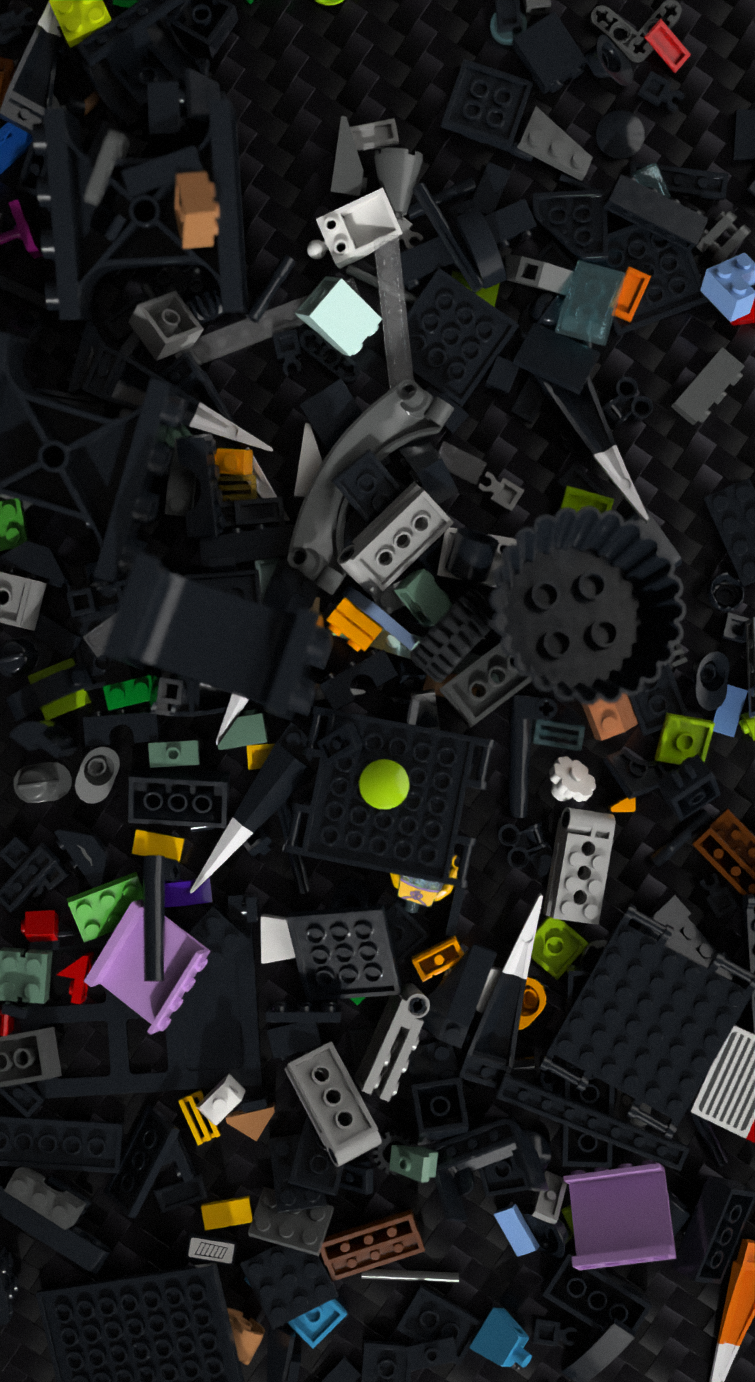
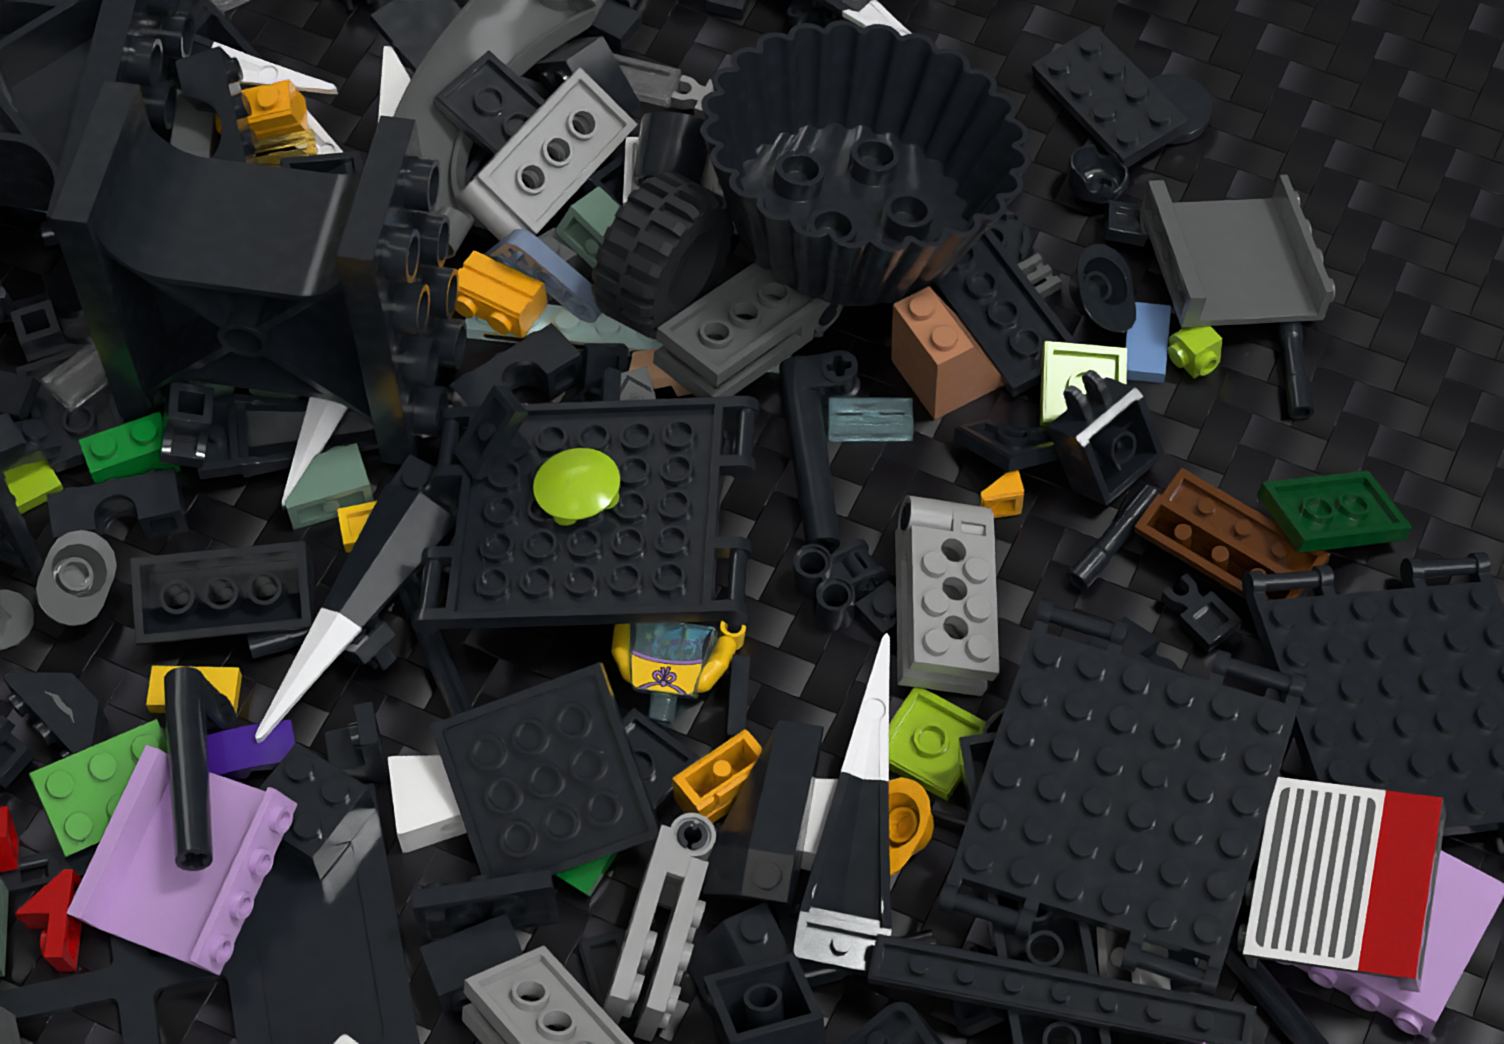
camera: 10 degrees left, 30 degrees down
(174, 753) = (210, 525): sand green brick -> none
(571, 780) = (901, 470): white plant -> none

